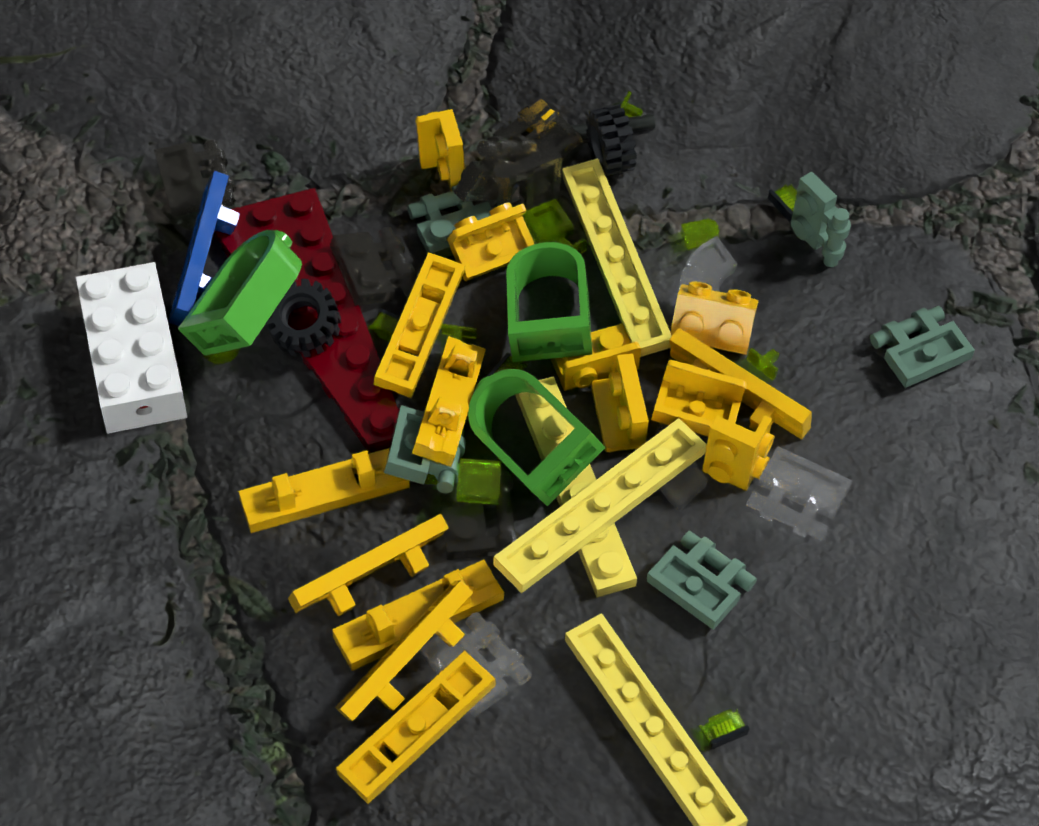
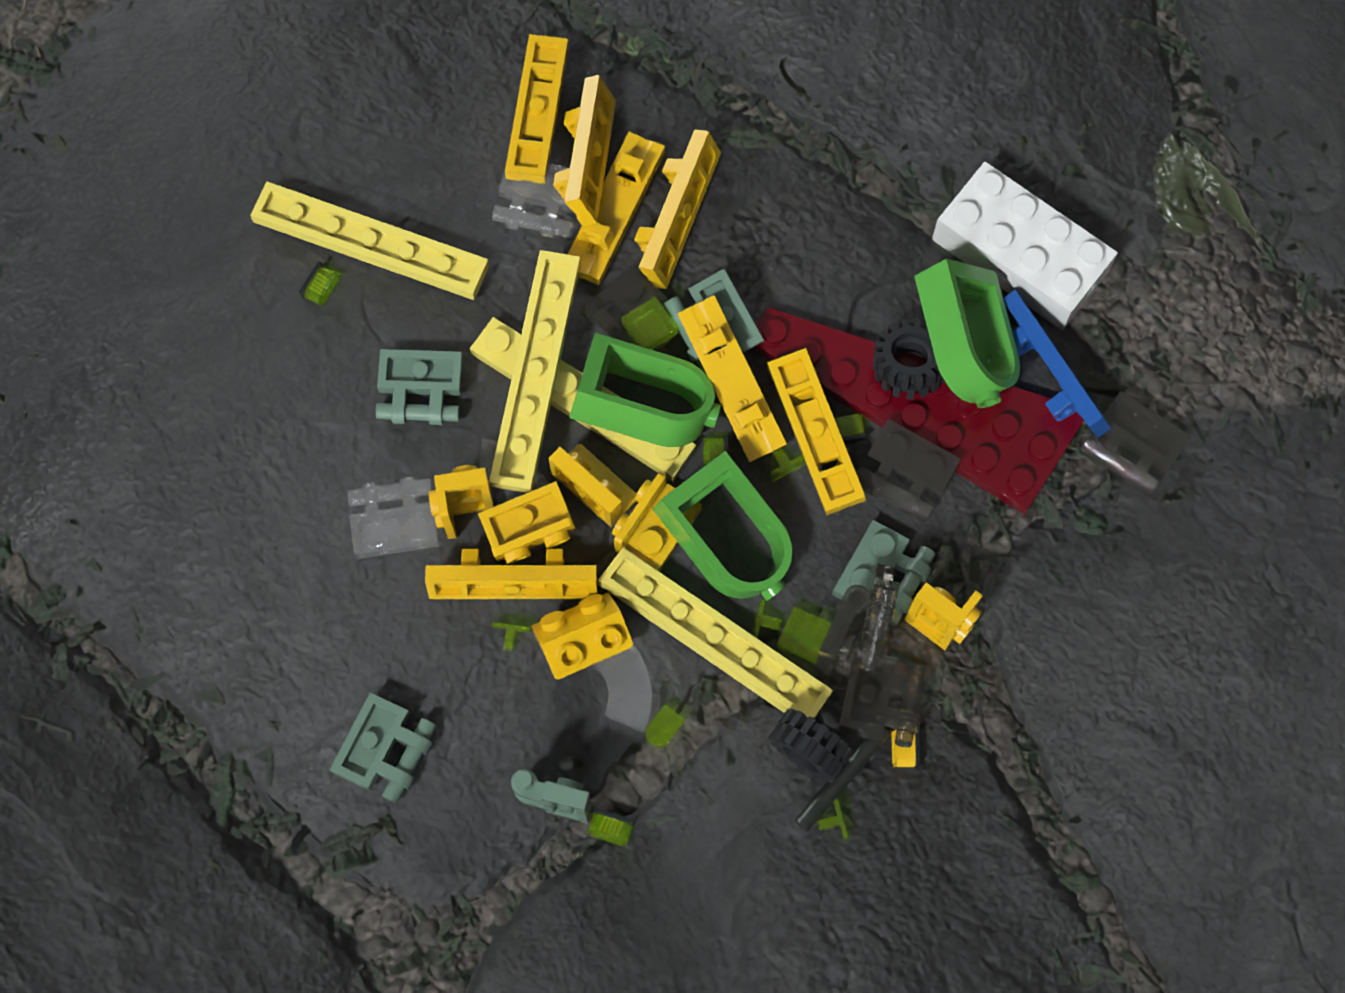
camera: 145 degrees right, 15 degrees up
(318, 490) = (777, 244): yellow hinge -> none
(489, 241) = (828, 562): yellow bracket -> none

